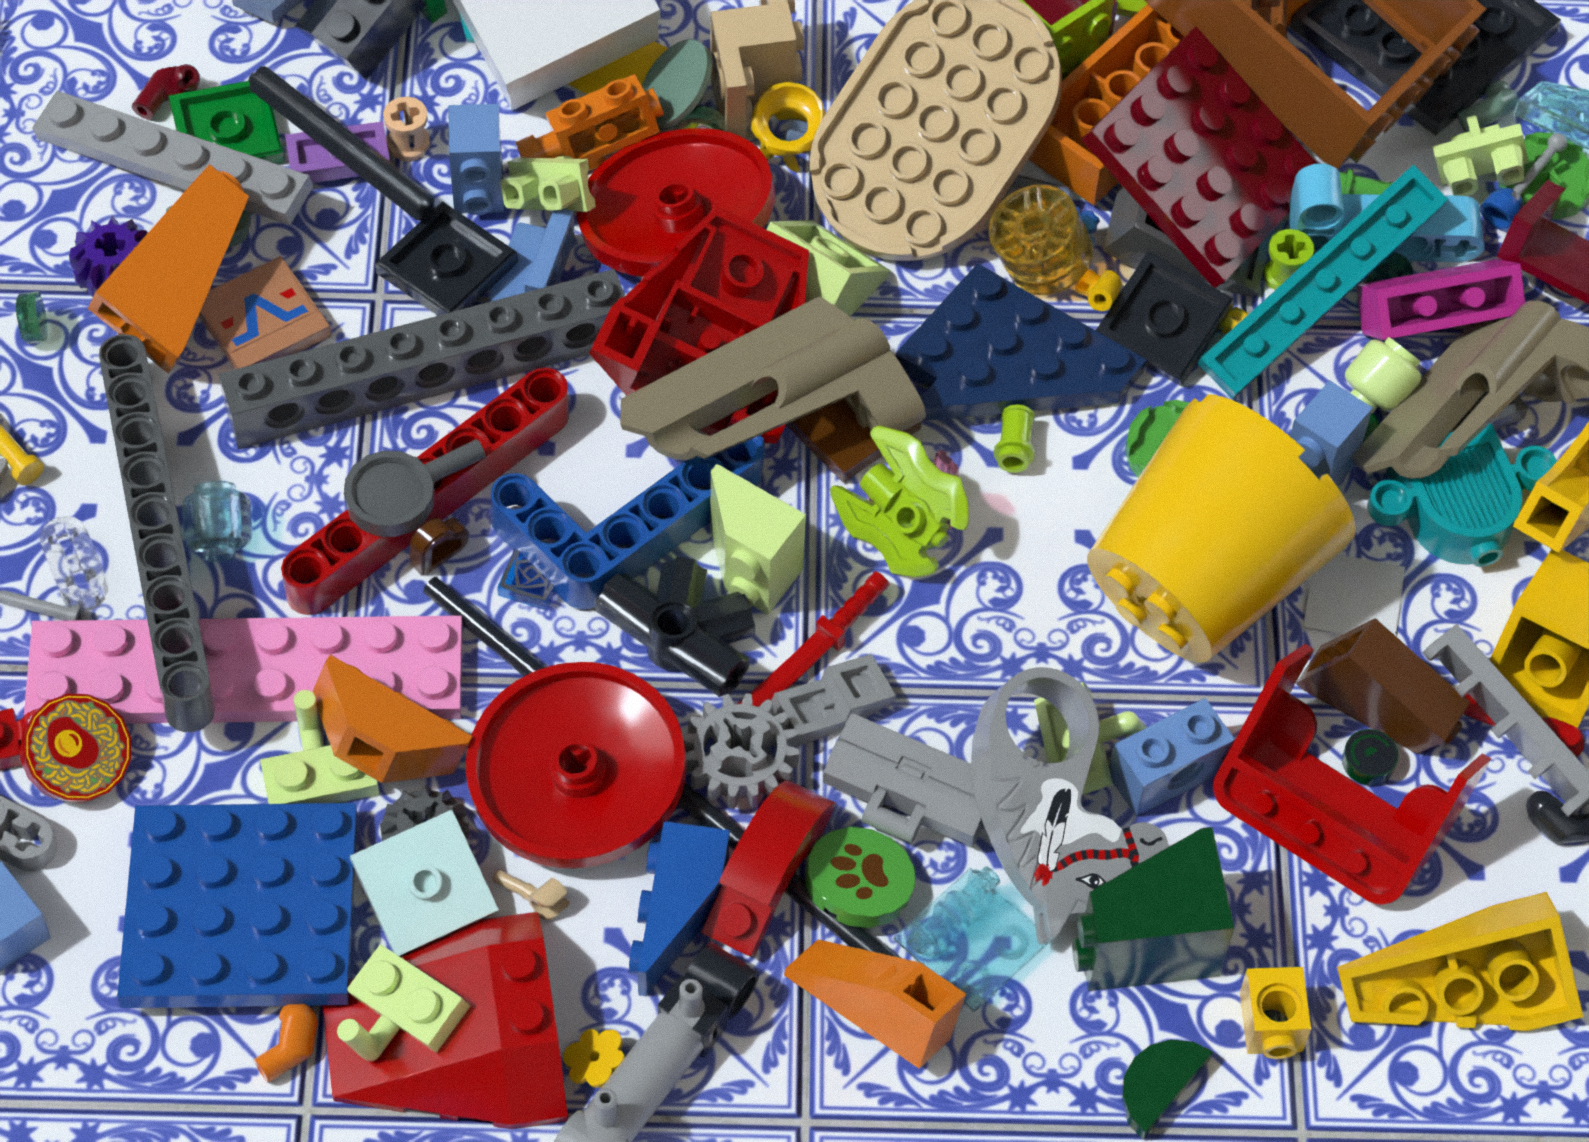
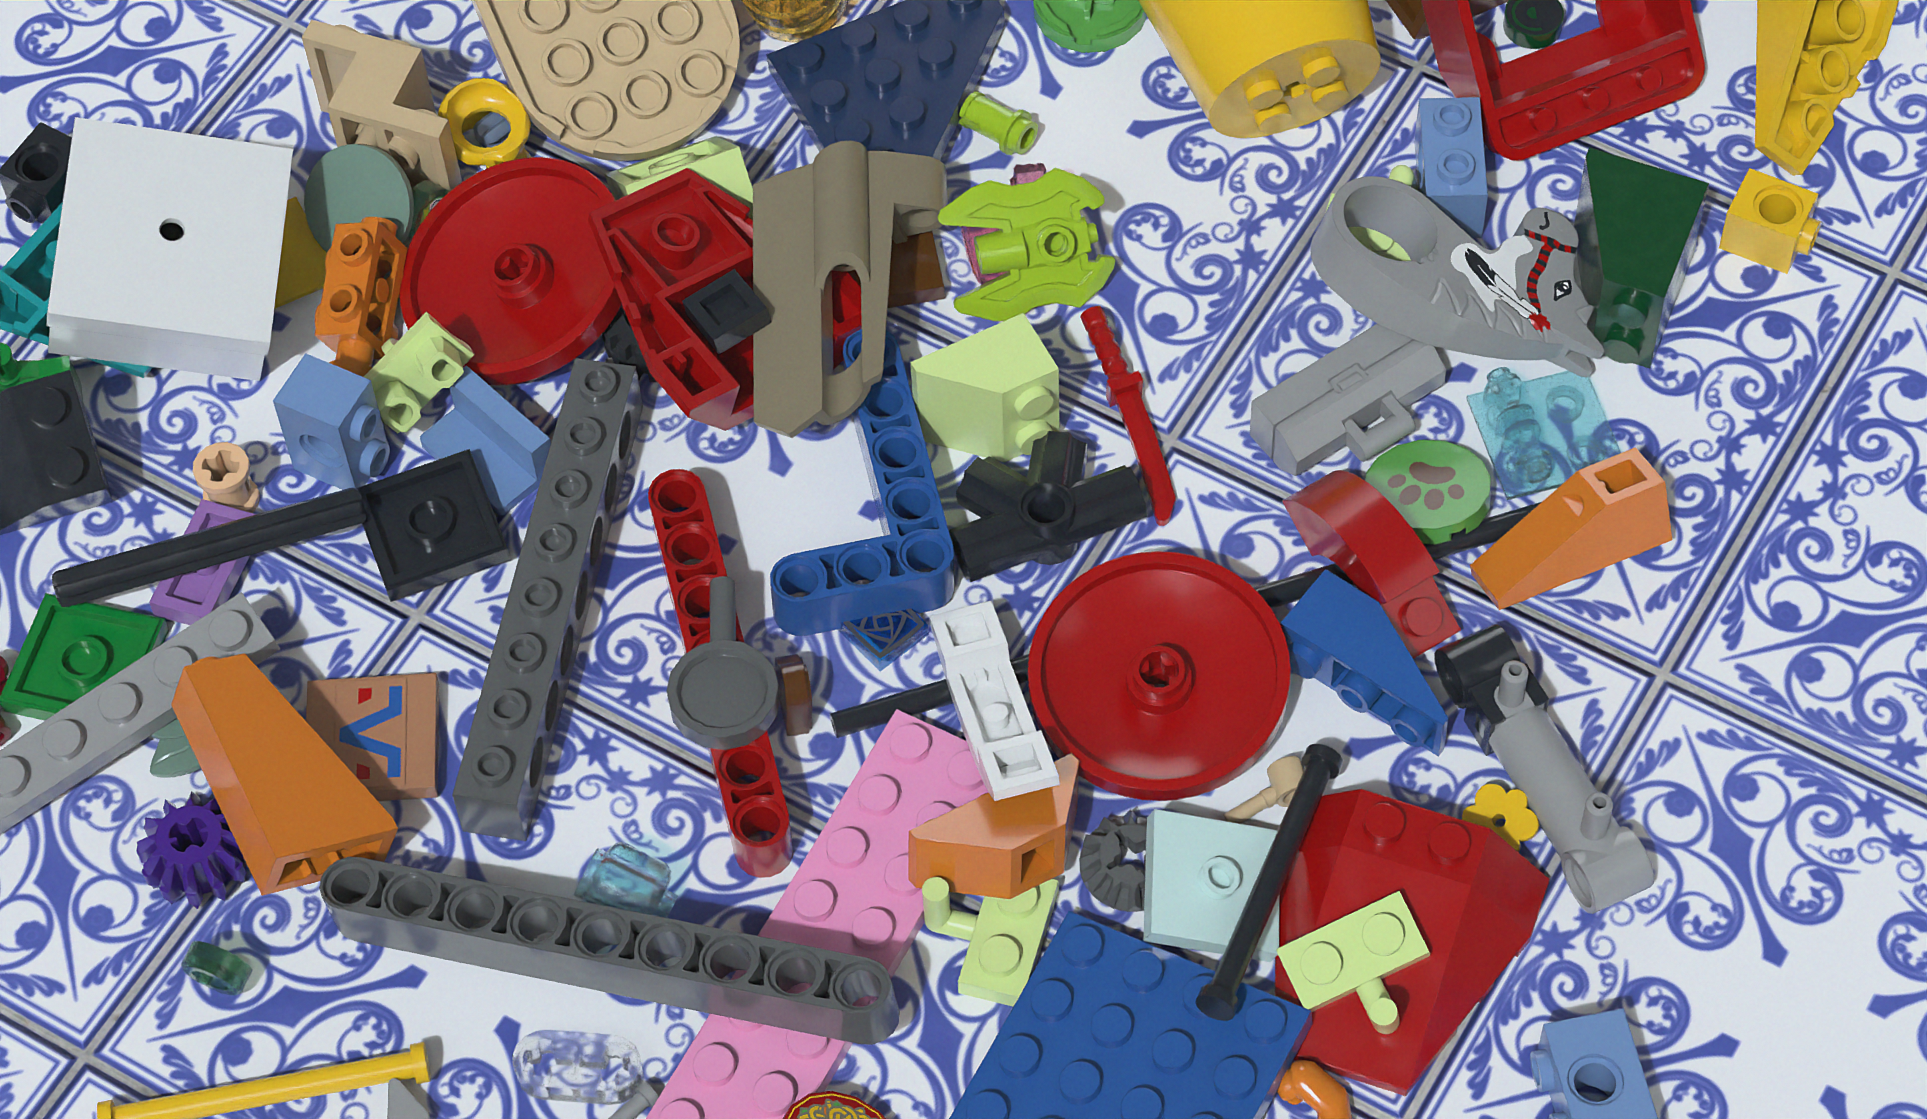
camera: 55 degrees left, 0 degrees up
(439, 915) = (1219, 997): none -> black bar
(474, 678) = (990, 703): none -> white slope
(696, 333) = (726, 311): none -> black tile
(740, 750) = (1224, 521): light grey gear -> none
(827, 703) = (1204, 424): light grey slope -> none
(1158, 1079) = (1784, 355): dark green tile -> none

